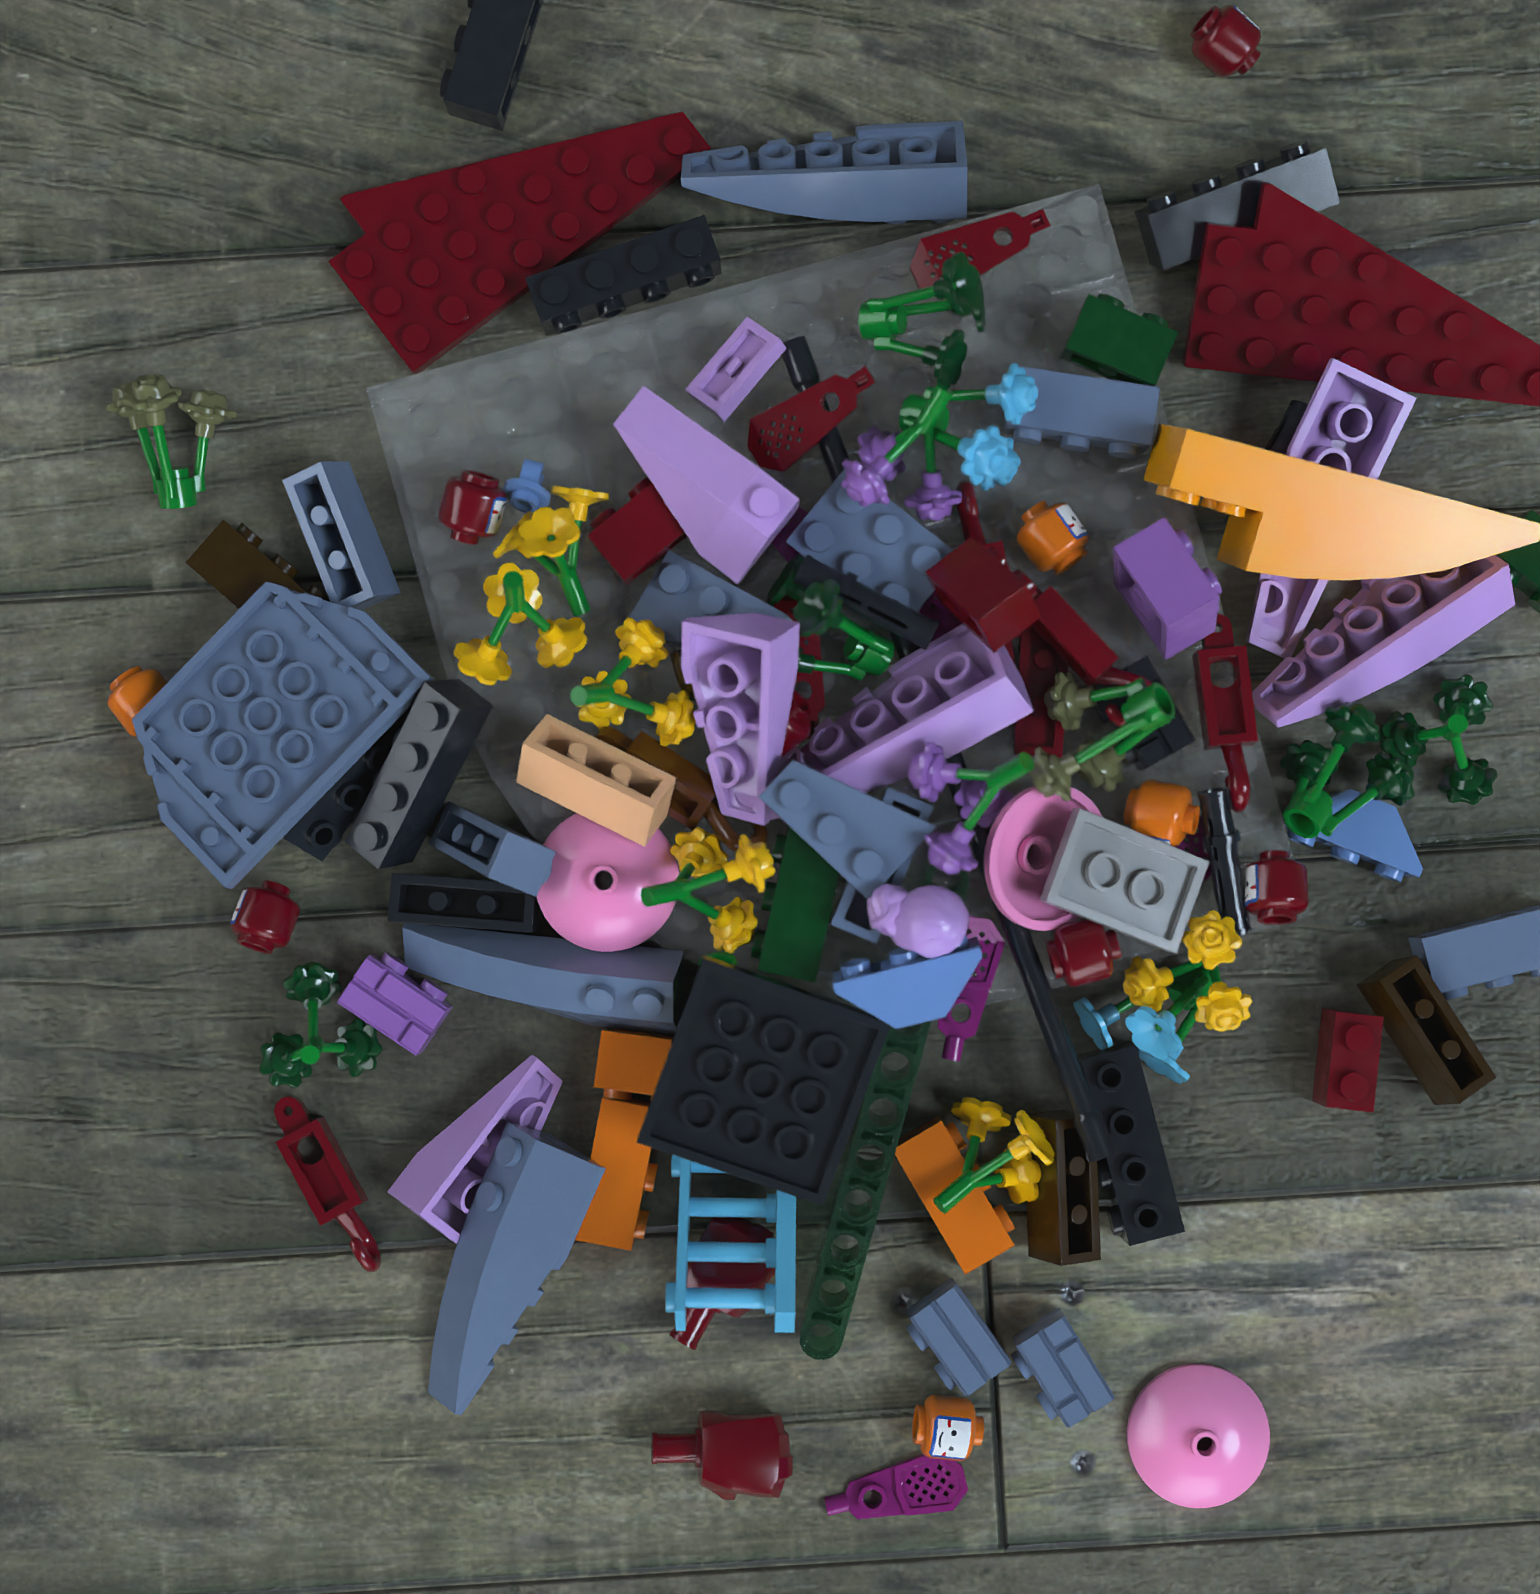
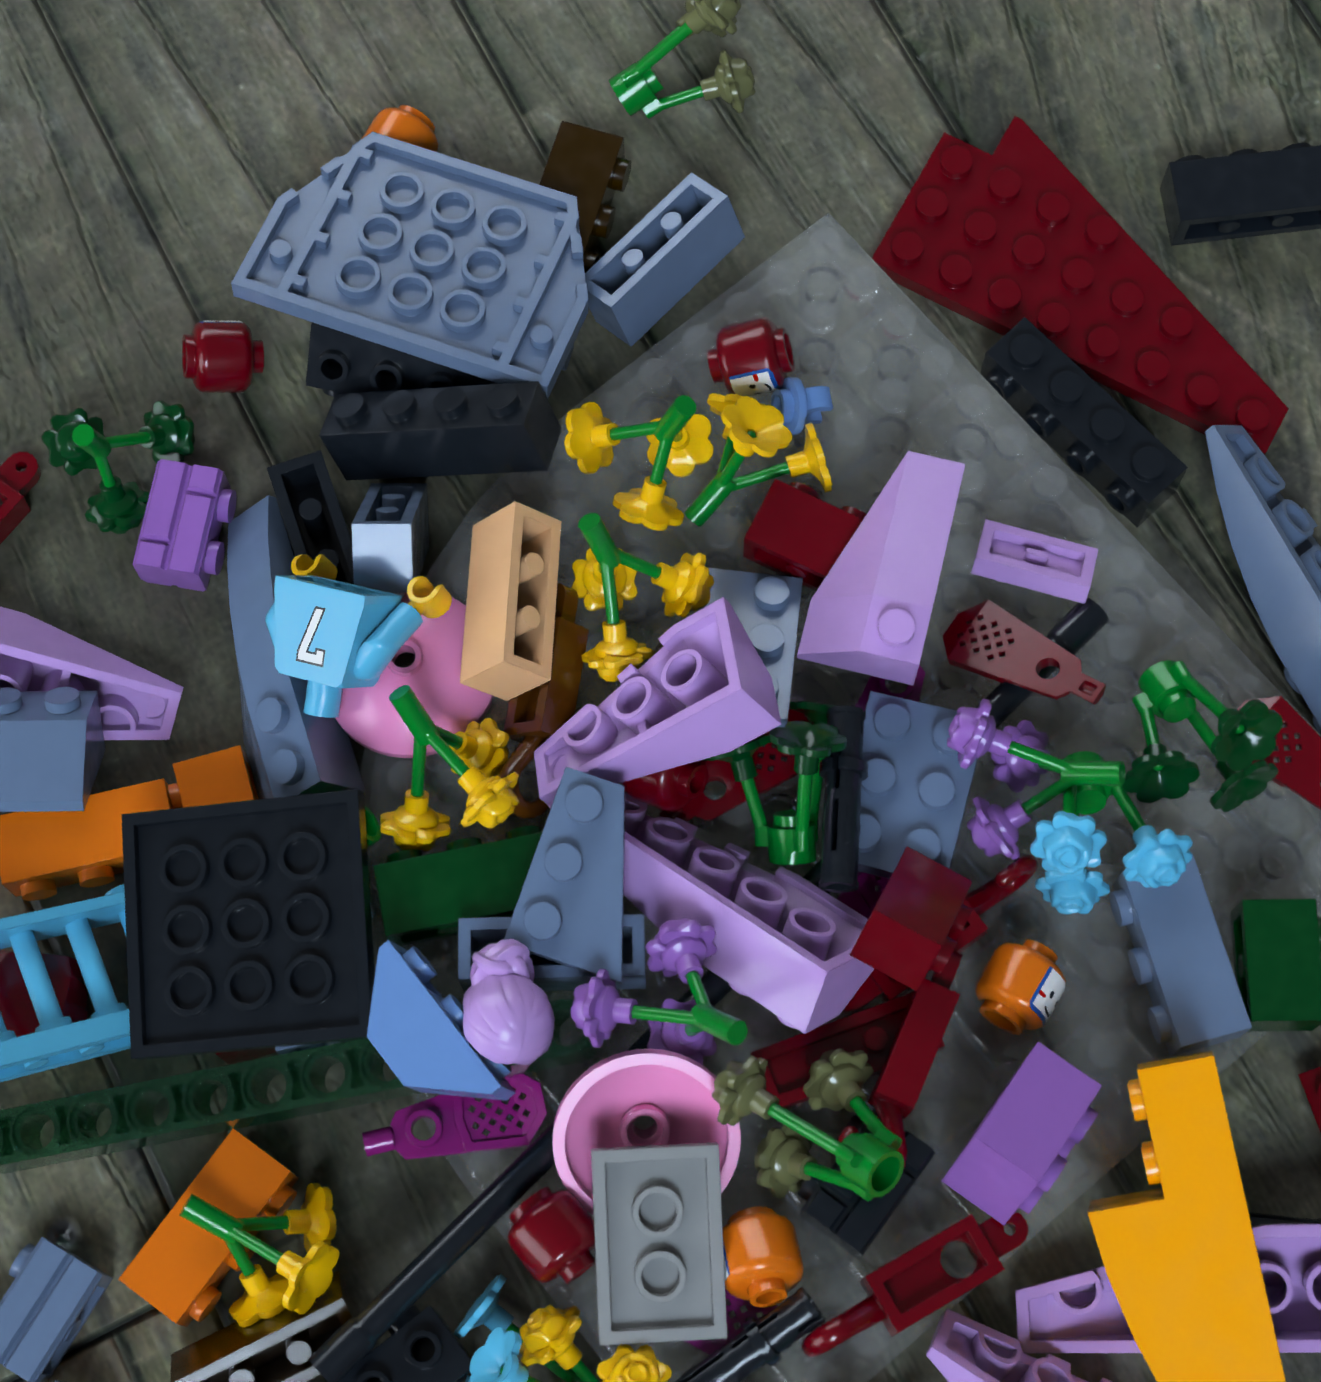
camera: 70 degrees right, 15 degrees down
(563, 921) = (342, 631): none -> medium azure torso

